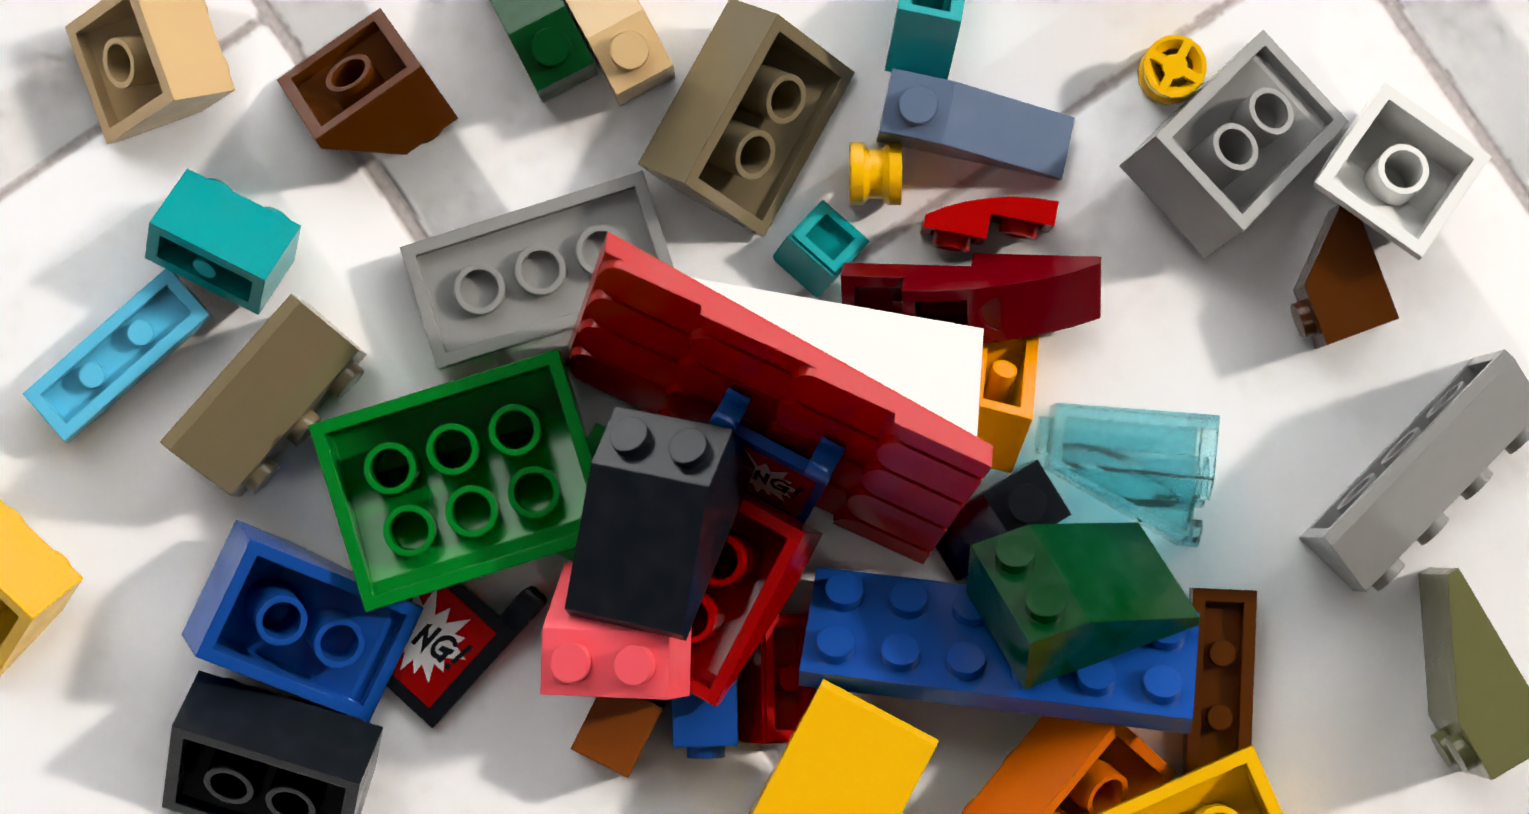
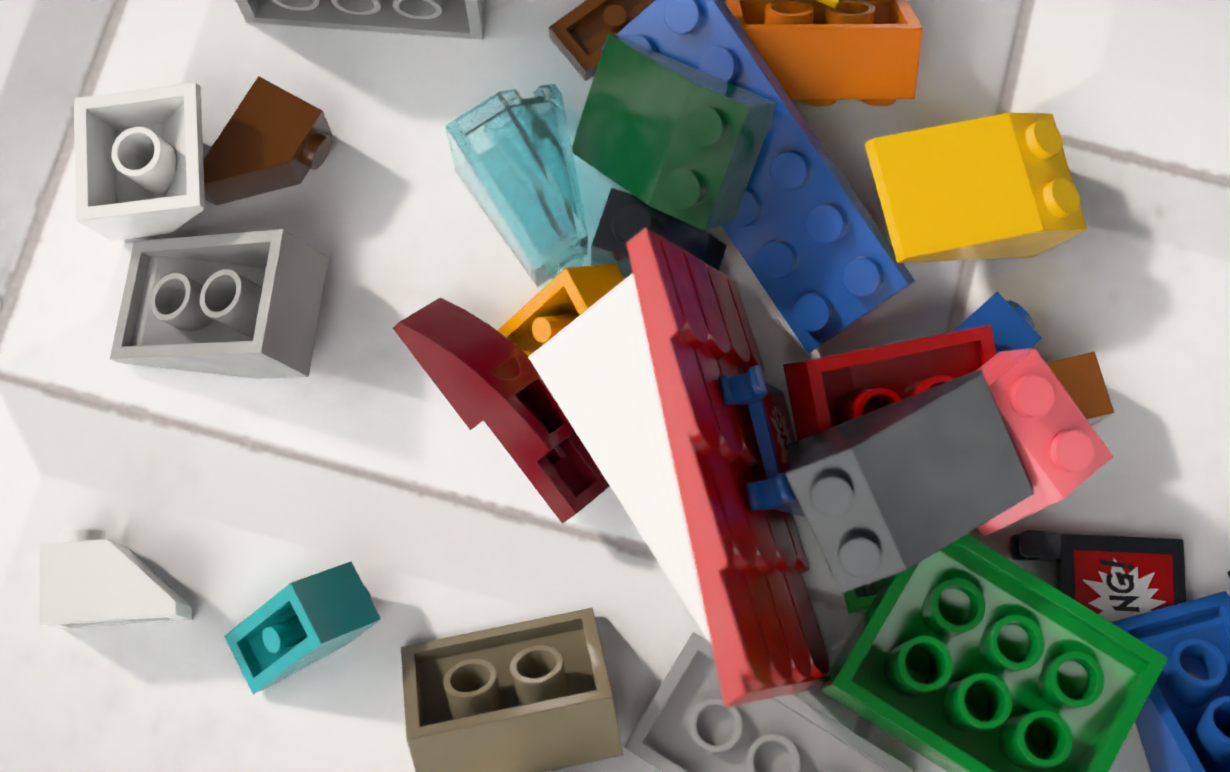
camera: 130 degrees left, 10 degrees down
(769, 684) = (928, 307): red slope -> none
(819, 248) = (564, 555): teal slope -> none
(875, 173) = (470, 558): yellow wheel -> none
(968, 221) = (444, 451): red slope -> none
(974, 125) = (368, 517): sand blue slope -> none
(1178, 59) = (188, 390): yellow wheel -> none

